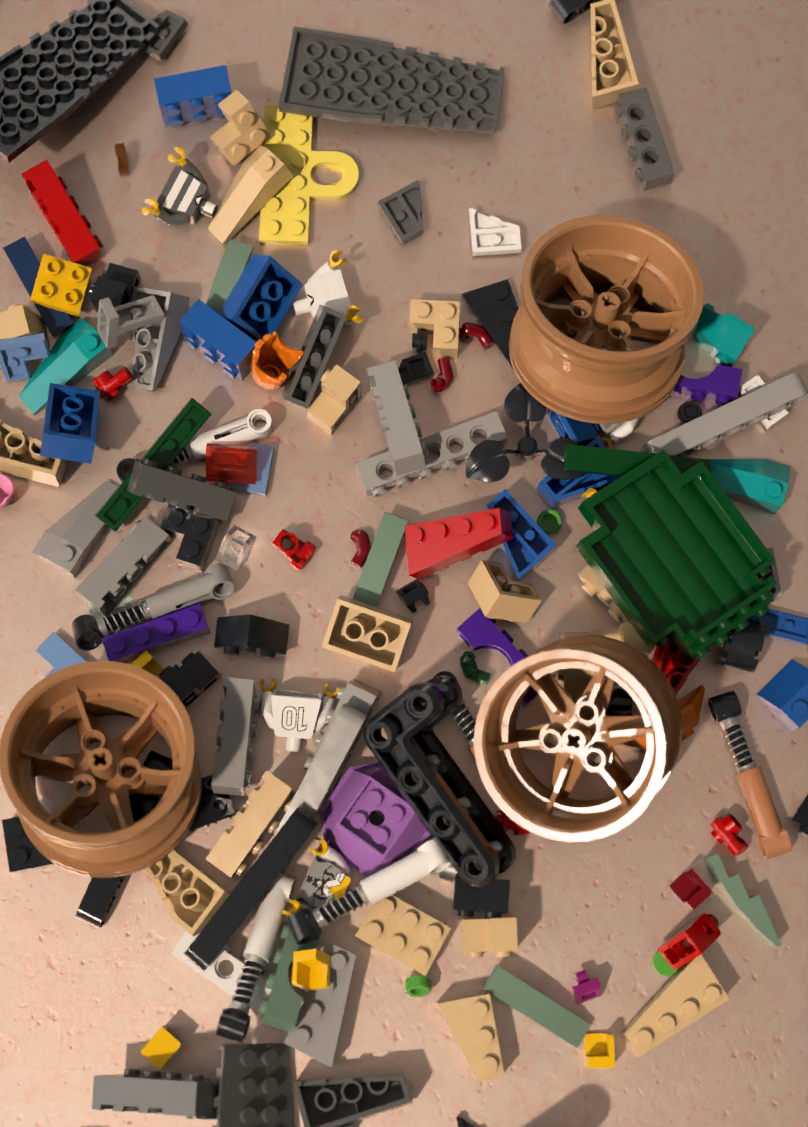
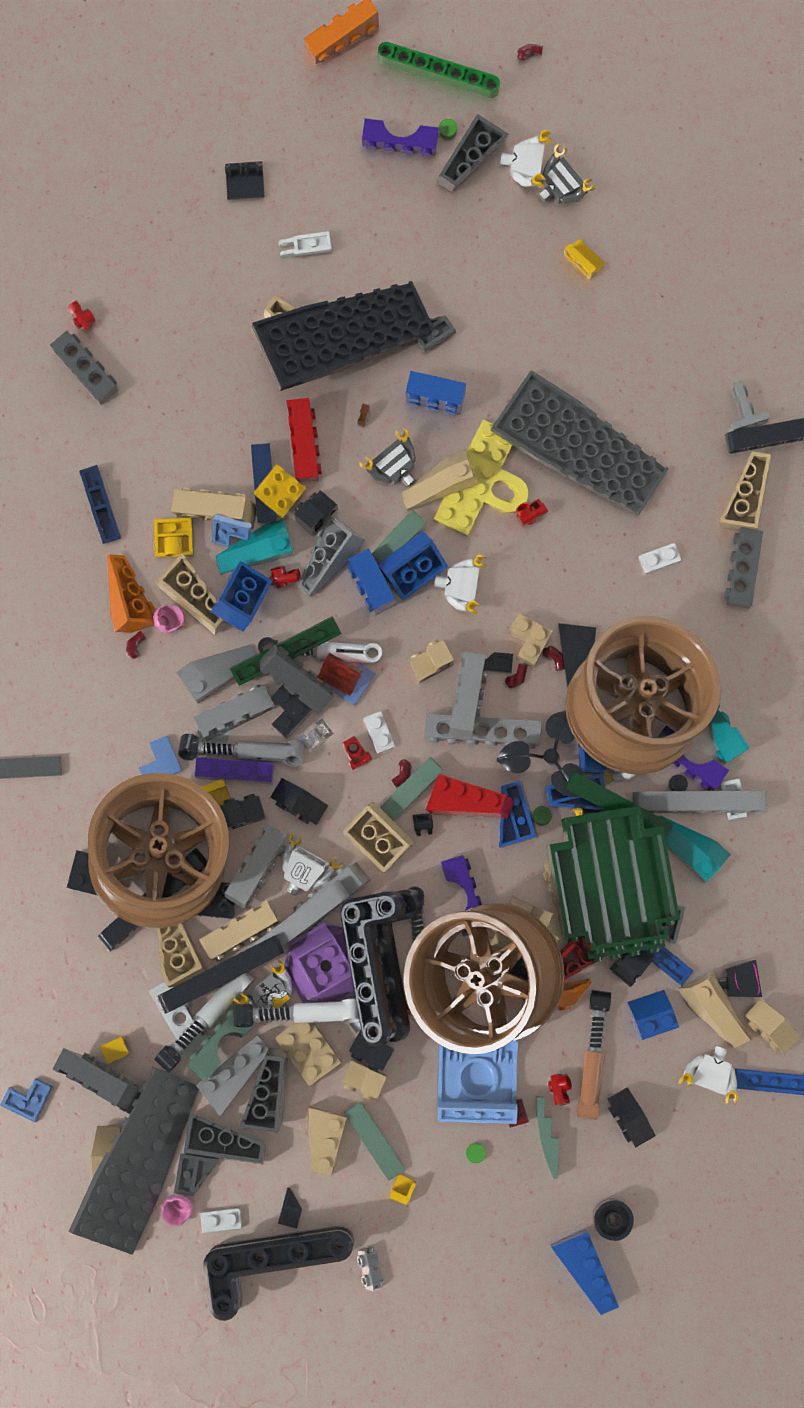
camera: 30 degrees right, 5 degrees up
(126, 317) = (313, 539): light grey bracket -> none
(242, 132) = (457, 434): tan brick -> none
(272, 361) = (400, 615): orange hair -> none
(310, 513) = (379, 732): none -> white plate
(311, 969) = (235, 1046): yellow panel -> none
(316, 353) = (431, 624): dark grey brick -> none
(367, 183) = (528, 513): none -> red plate
(380, 1015) = (267, 1098): none -> dark grey wedge
(404, 212) = (545, 544): dark grey wing -> none
(418, 986) = (302, 1090): bright green tile -> none
(419, 340) = (512, 644): black plate -> none
(470, 669) = (438, 893): clear green arm -> none
(492, 235) = (601, 590): white wing -> none
(500, 595) = (481, 854): tan brick -> none
(542, 171) = (659, 558): none -> white plate
(586, 988) = (413, 1145): magenta tile -> none
(628, 877) = (478, 1086): none -> light blue panel
(682, 1001) = (467, 1185): tan wedge -> none
(700, 933) = (504, 1146): red torso -> none

